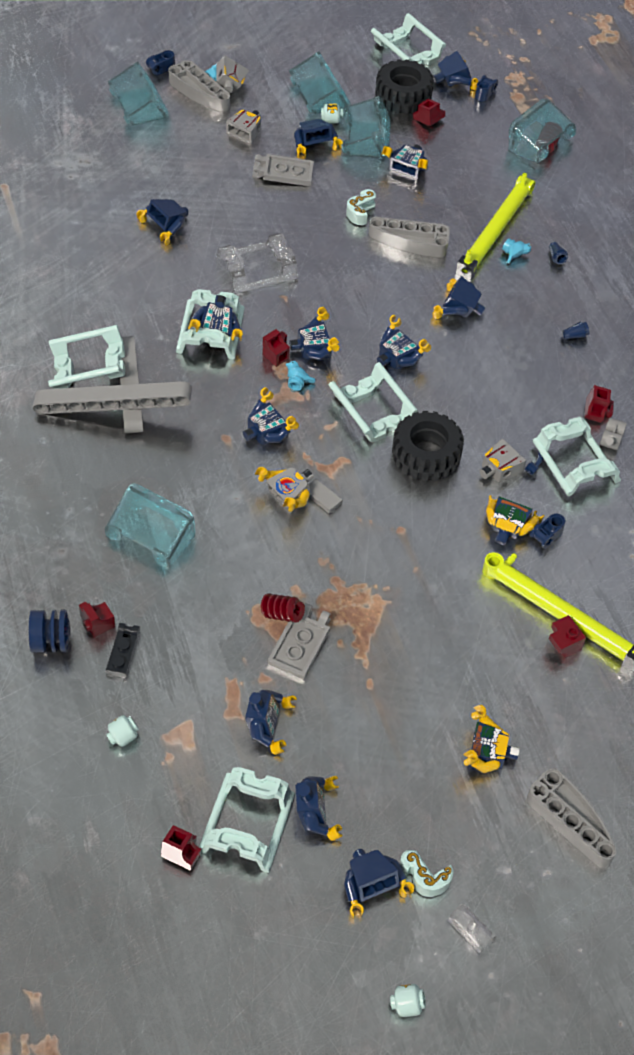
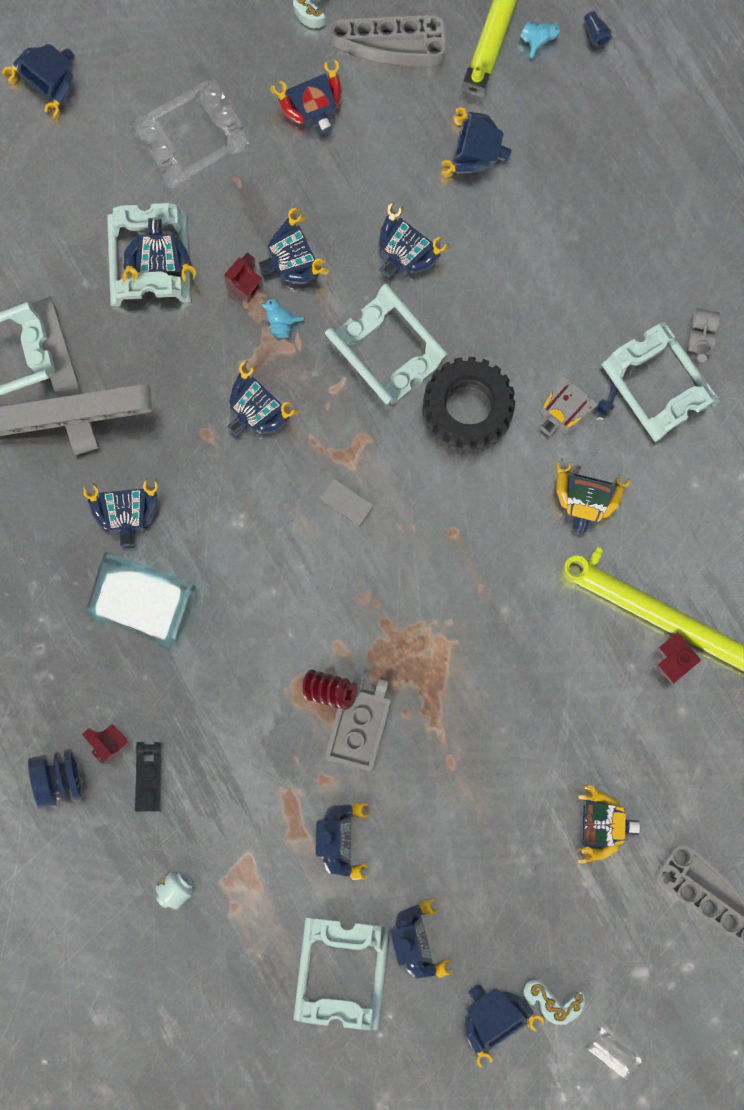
camera: 10 degrees left, 25 degrees up
(153, 470) = (124, 510): none -> torso
(180, 847) = (274, 1024): dark red brick -> none
(287, 486) = (302, 504): torso -> none
(348, 259) = (312, 100): none -> torso
(547, 532) = (635, 505): dark blue piece -> none
(578, 330) = (638, 166): dark blue cone -> none
(599, 404) = (680, 289): dark red brick -> none

